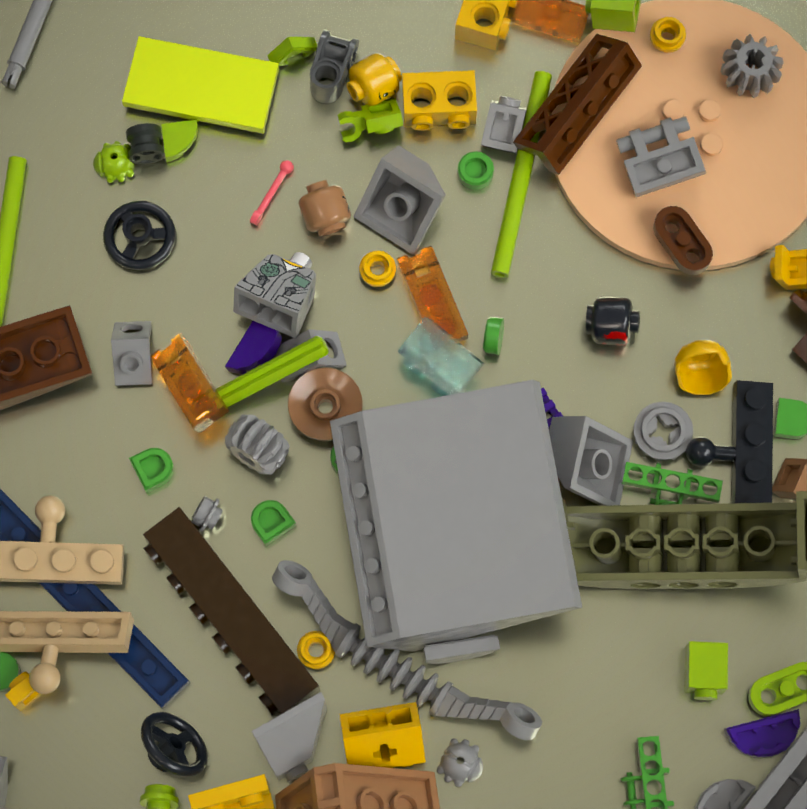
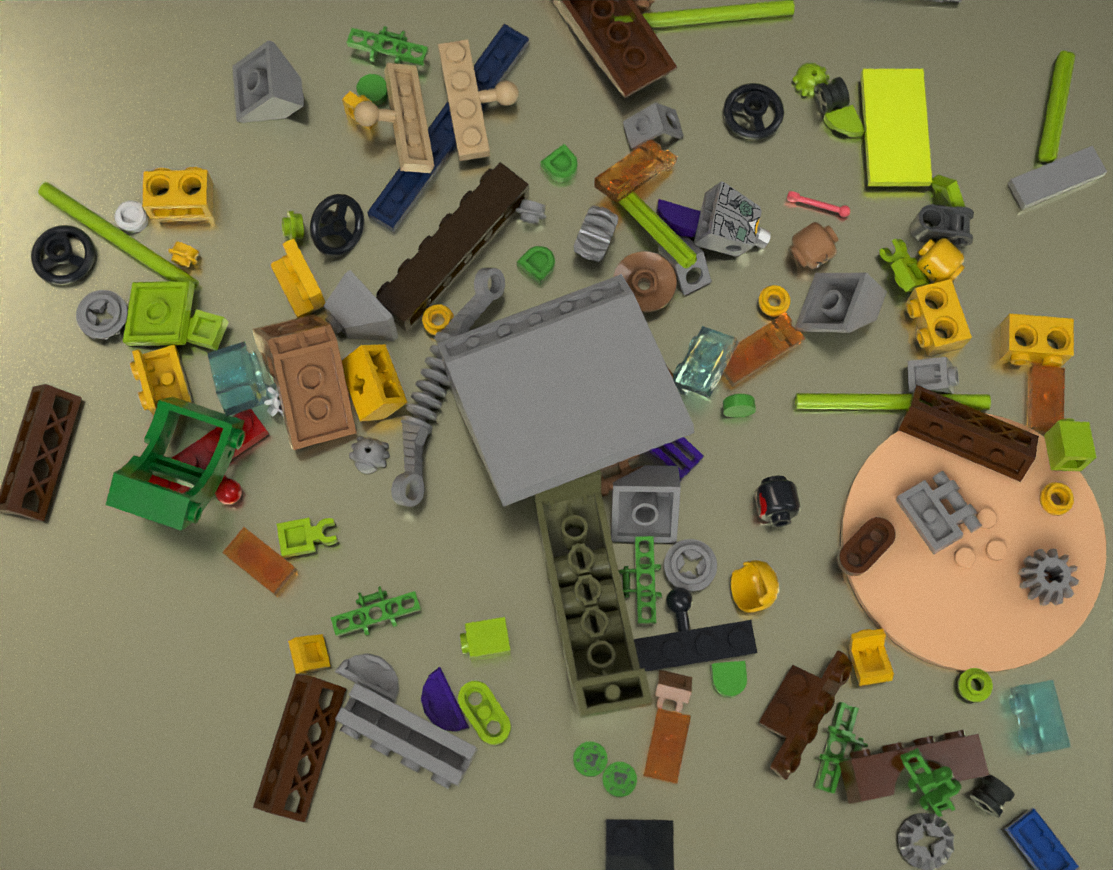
camera: 75 degrees right, 0 degrees up
(460, 649) = (459, 429): light grey tile -> none
(475, 170) = (884, 363): bright green tile -> none

